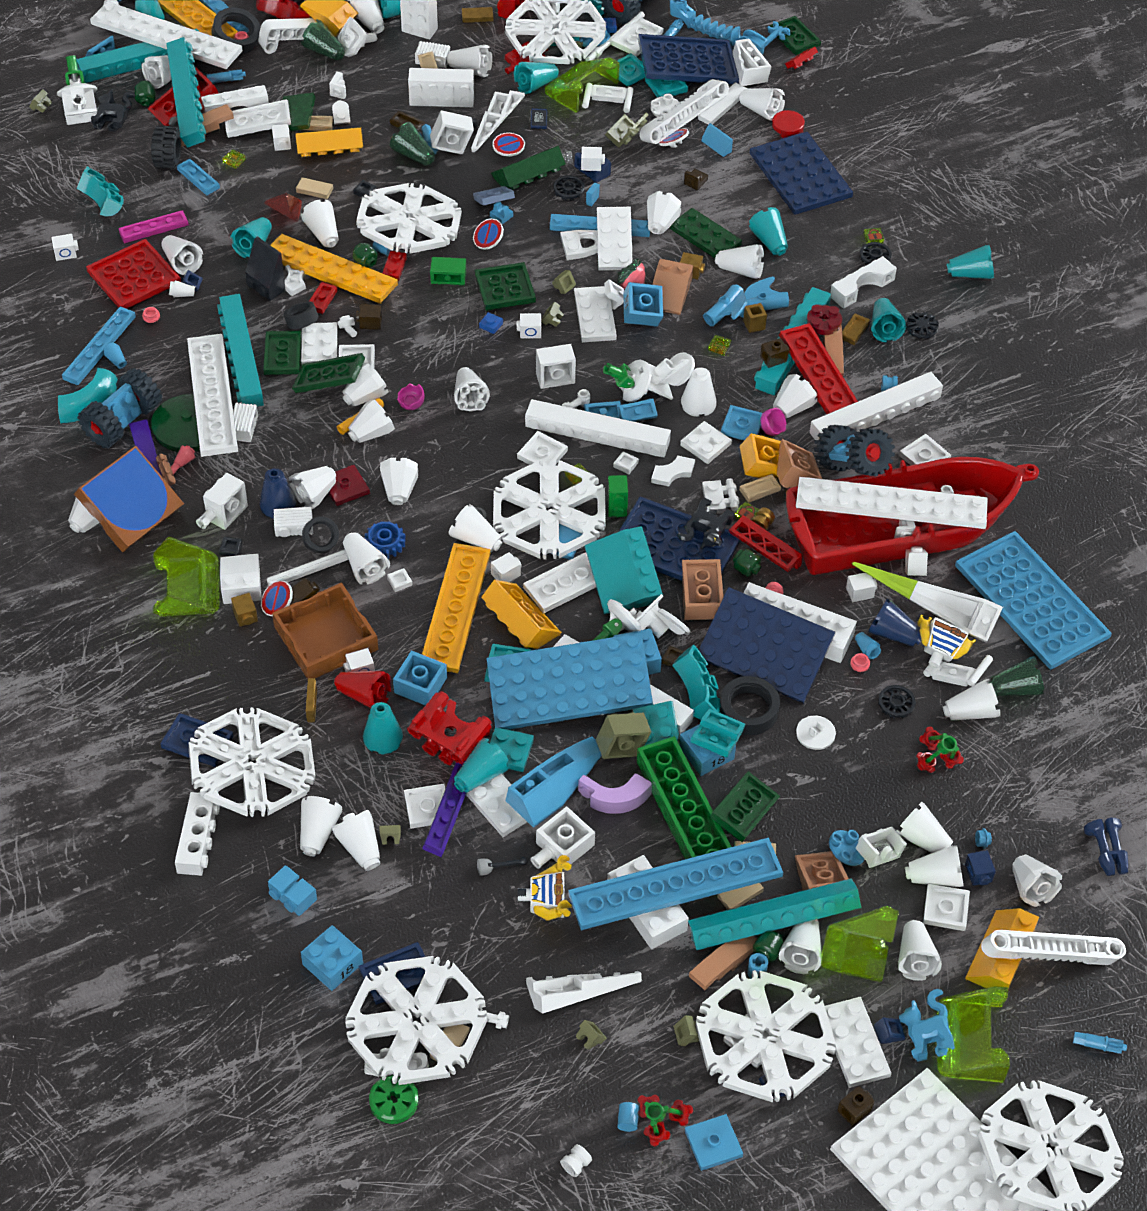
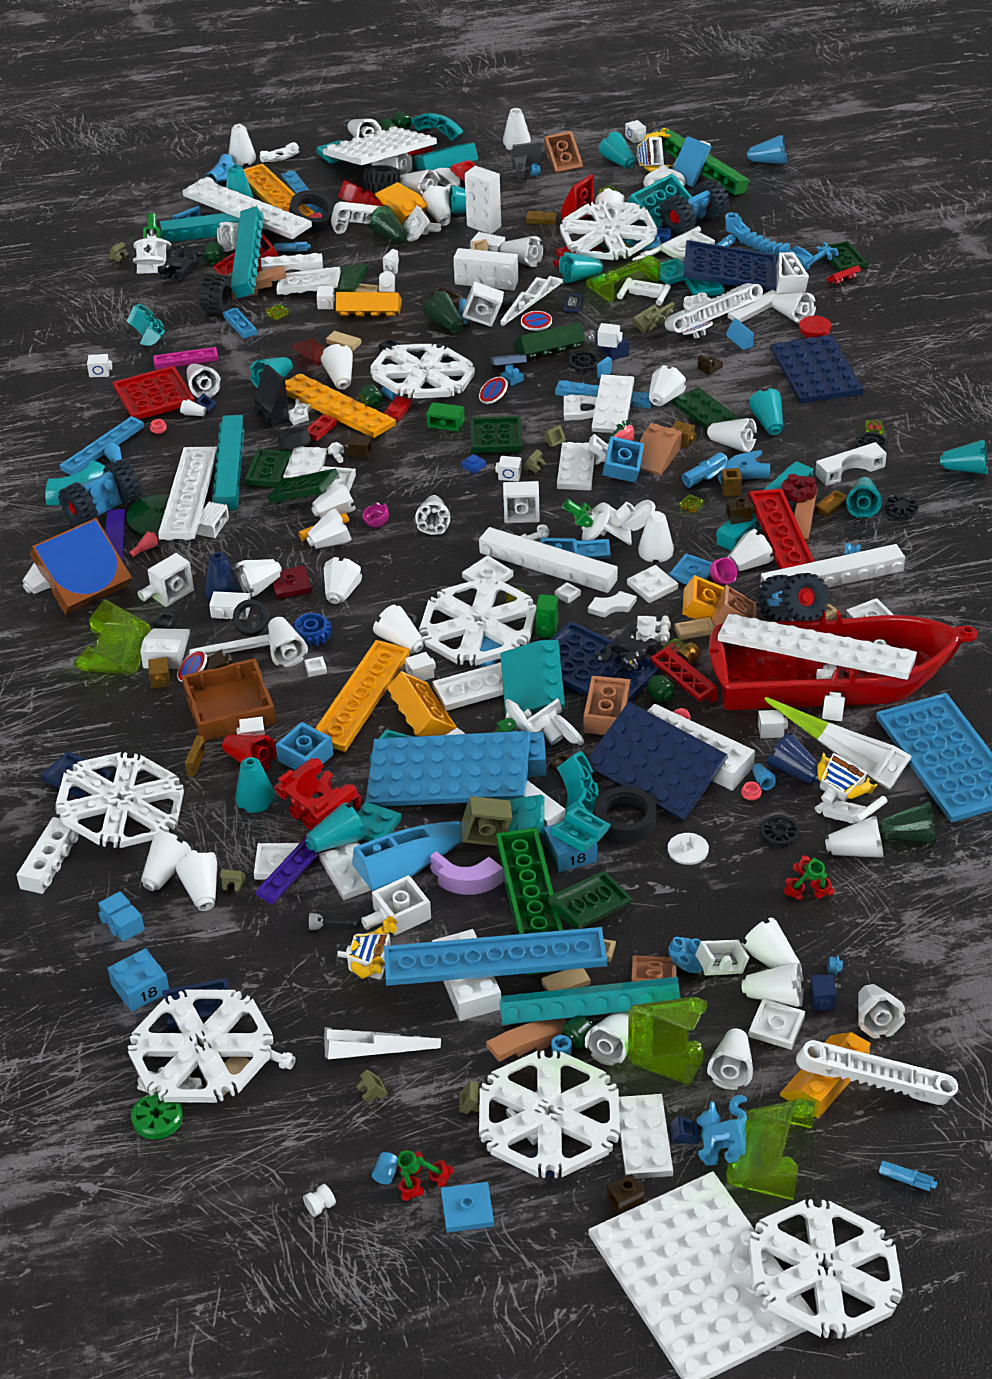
camera: 15 degrees right, 10 degrees down
(165, 469) = (126, 550): nougat axle -> none
(1117, 855) = (963, 1001): dark blue piece -> none

